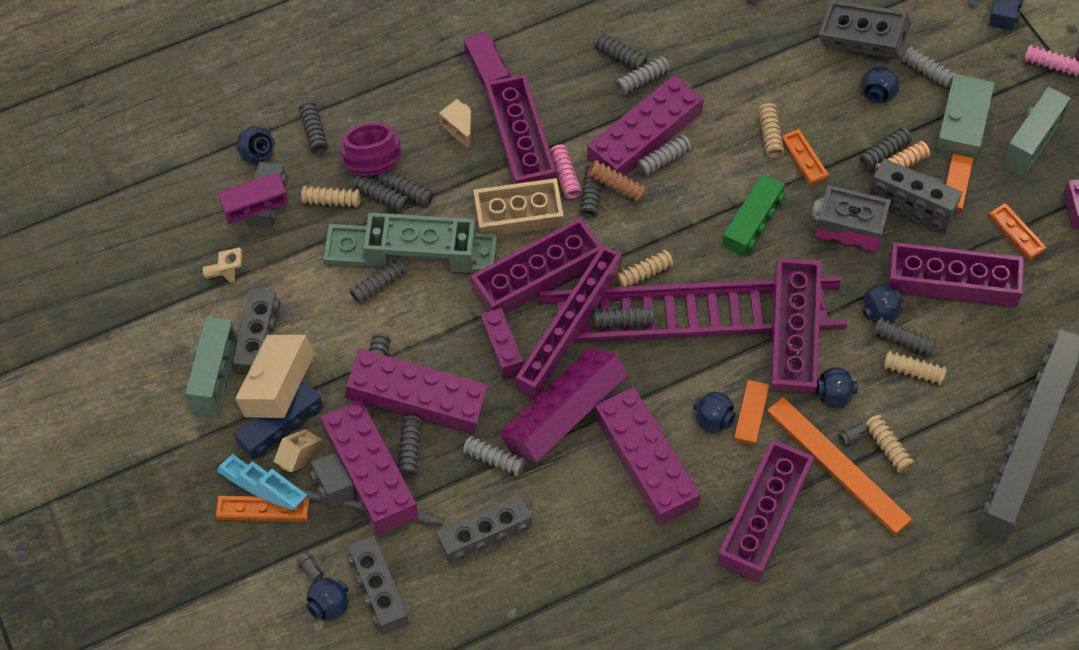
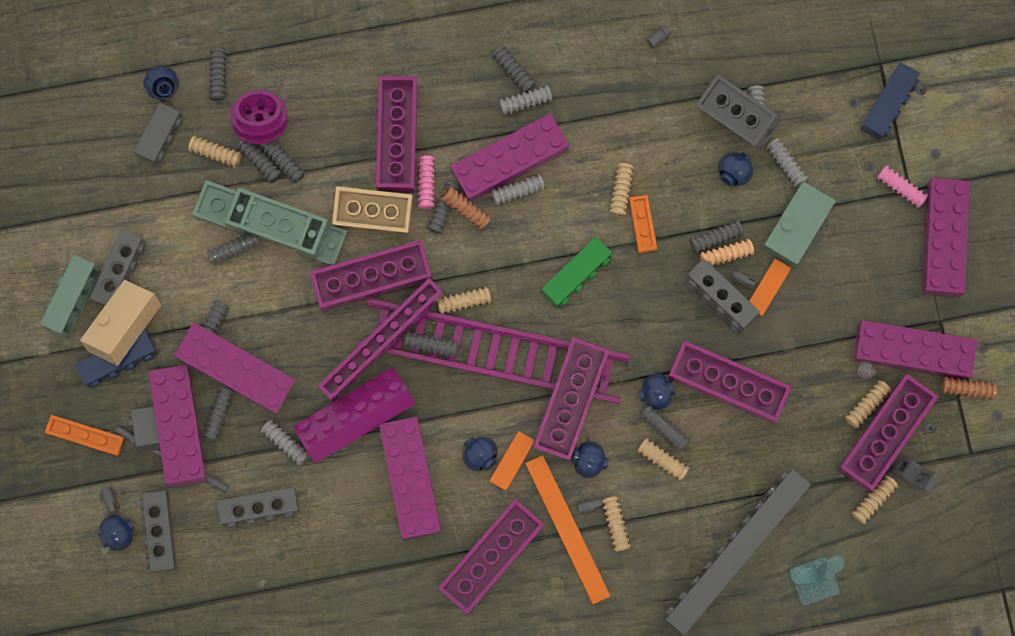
camera: 15 degrees right, 20 degrees up
(224, 266) = (107, 199): tan bracket -> none
(253, 198) = (143, 141): magenta brick -> none
(263, 484) = (88, 414): medium azure slope -> none
(296, 450) = (125, 391): tan slope -> none
(457, 121) = (348, 104): tan slope -> none
(484, 58) = (390, 47): magenta brick -> none
(501, 343) = (321, 339): magenta brick -> none
(851, 217) = (657, 303): dark grey piece -> none
(1017, 232) = (802, 351): orange tile -> none
(1035, 132) = (854, 261): sand green brick -> none

